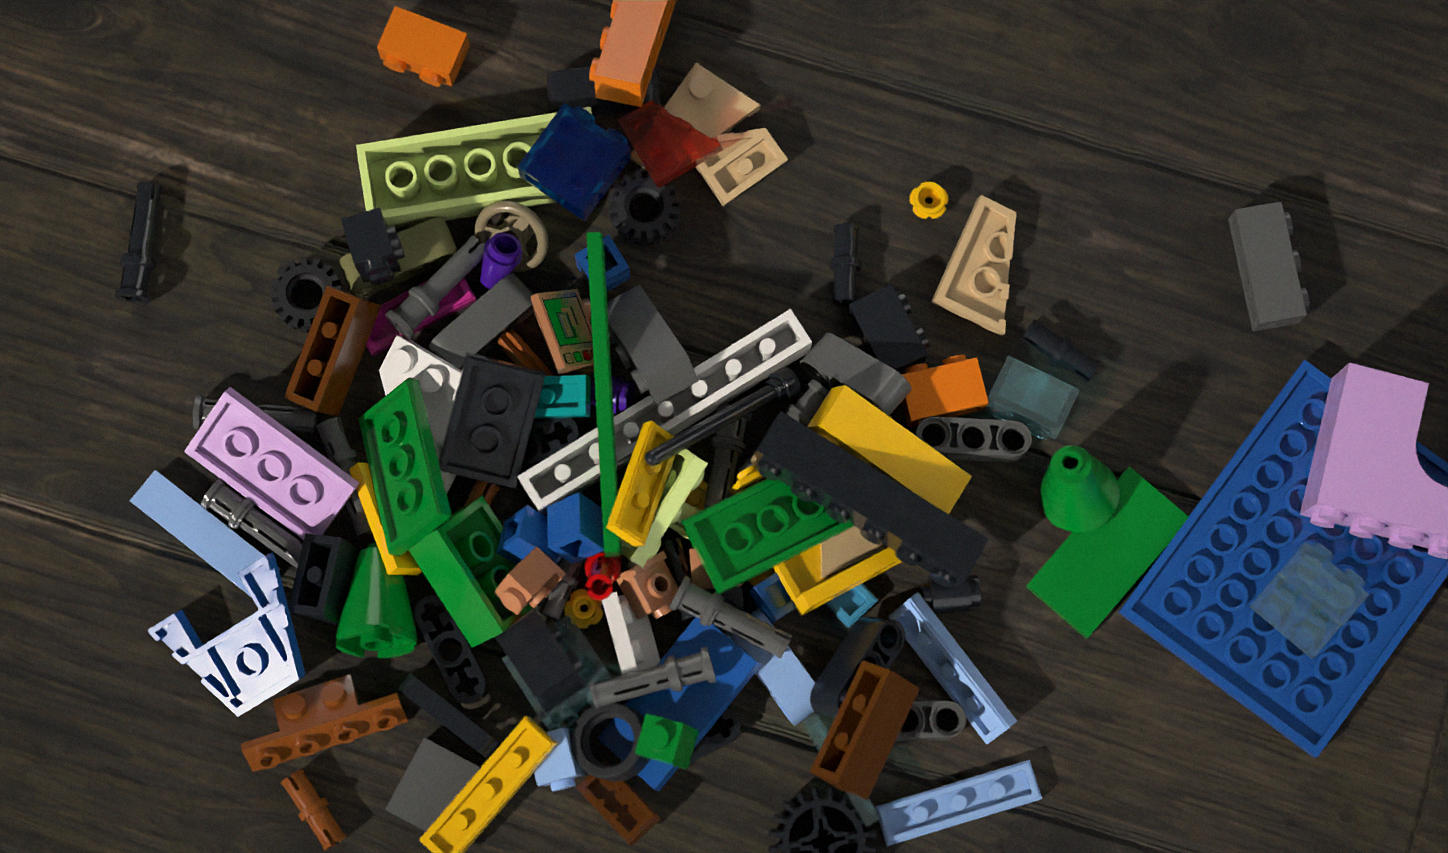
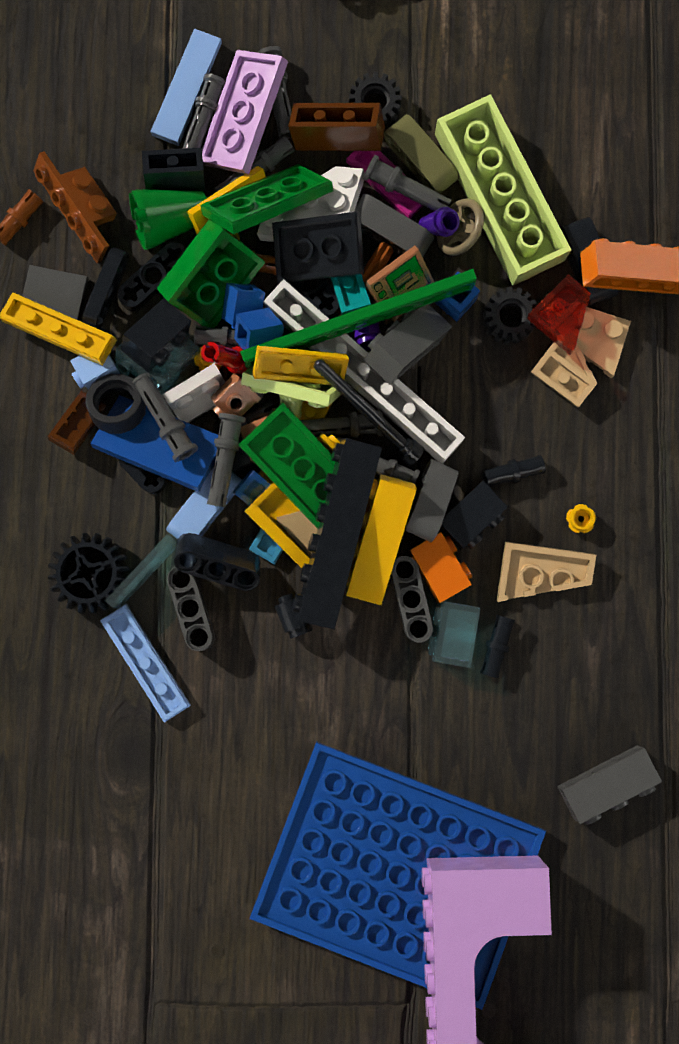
camera: 75 degrees right, 5 degrees up
(249, 658) = (106, 139): wing -> none
(373, 246) = (418, 123): black brick -> none
(423, 47) = (580, 125): orange brick -> none
(529, 581) = (208, 309): nougat brick -> none
(575, 160) = (526, 246): clear blue brick -> none
(666, 741) = (121, 439): green brick -> none
(864, 730) = (167, 577): reddish brown brick -> none
(953, 669) = (238, 632): light blue tile -> none
(1078, 491) = (394, 688): green cone -> none
(1101, 566) = (358, 722): green tile -> none
(1310, 598) = (364, 883): clear light blue plate -> none

